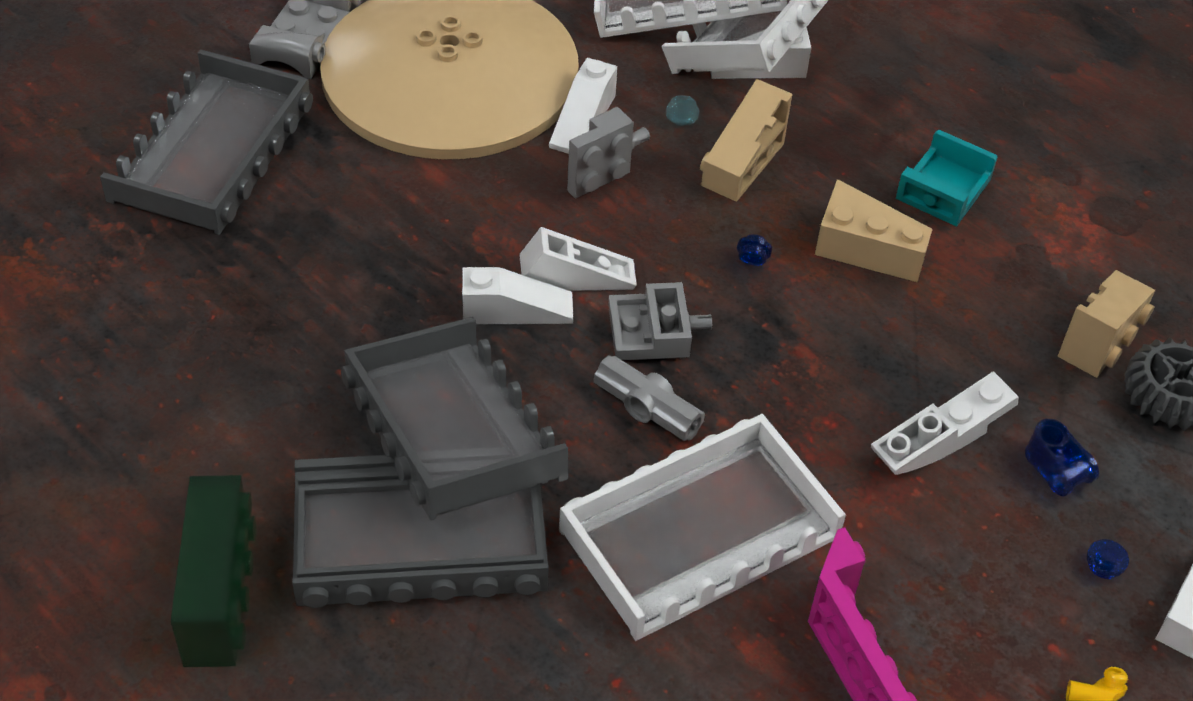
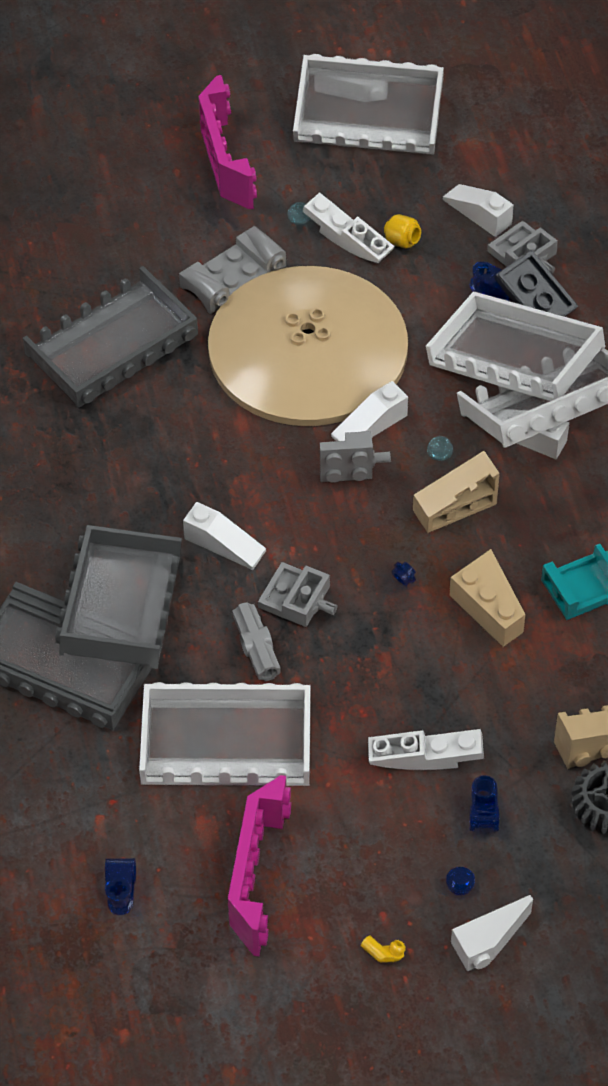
camera: 35 degrees right, 5 degrees up
(575, 264) = (278, 531): white slope -> none

